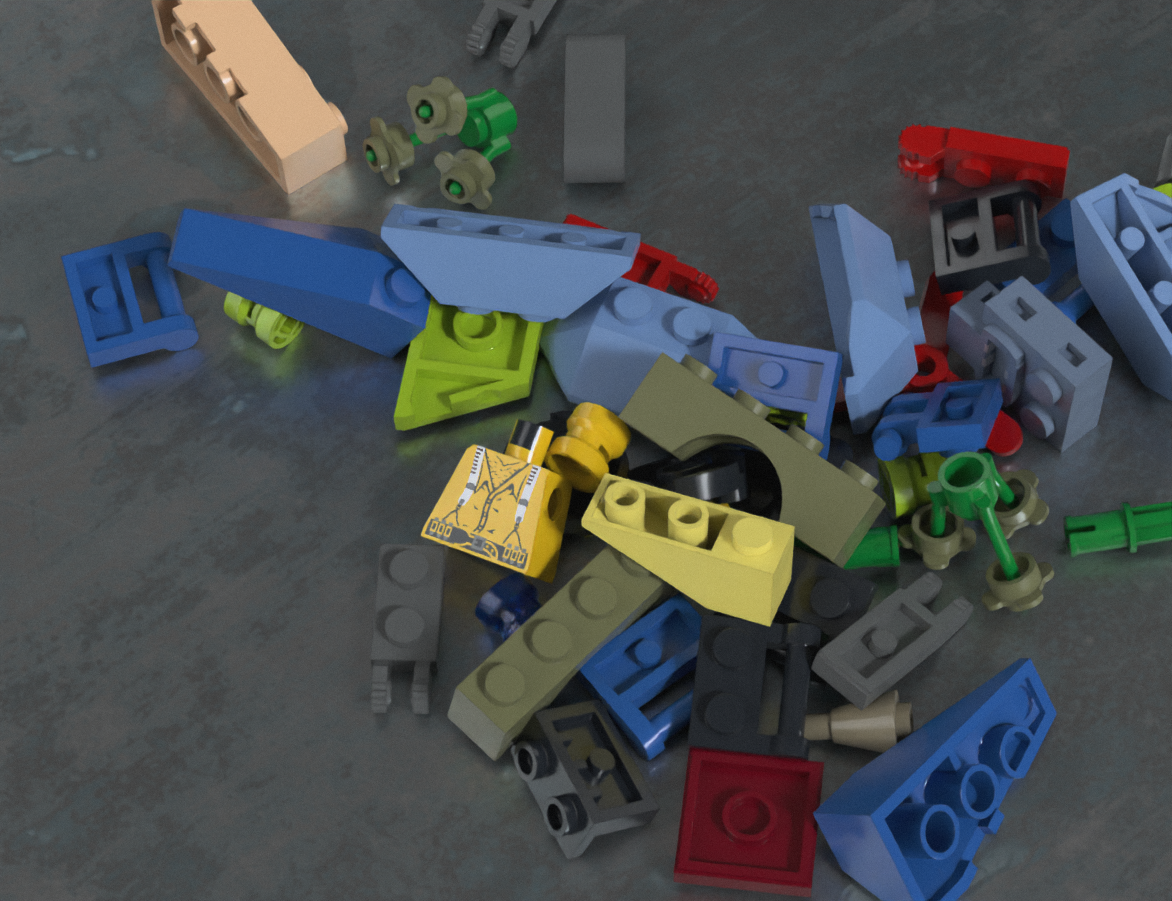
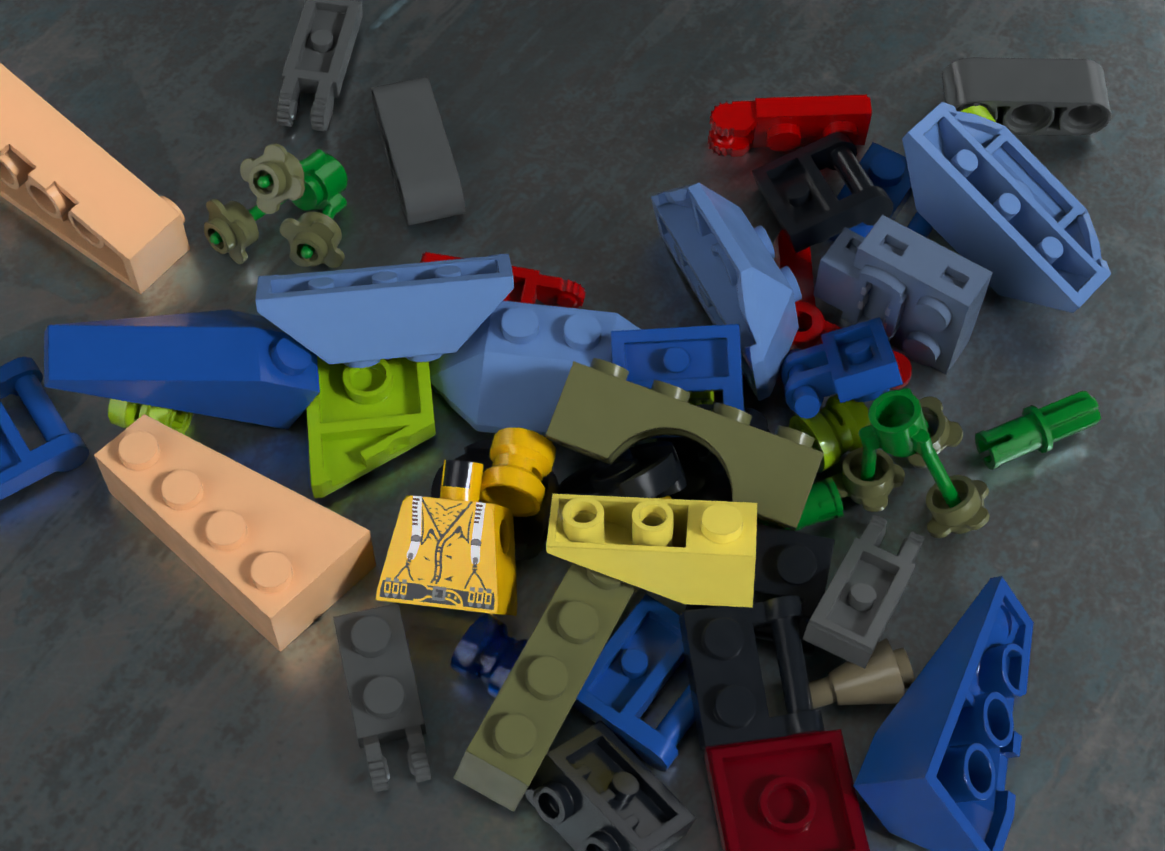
camera: 20 degrees left, 0 degrees up
(318, 445) = (240, 532): none -> light nougat wedge

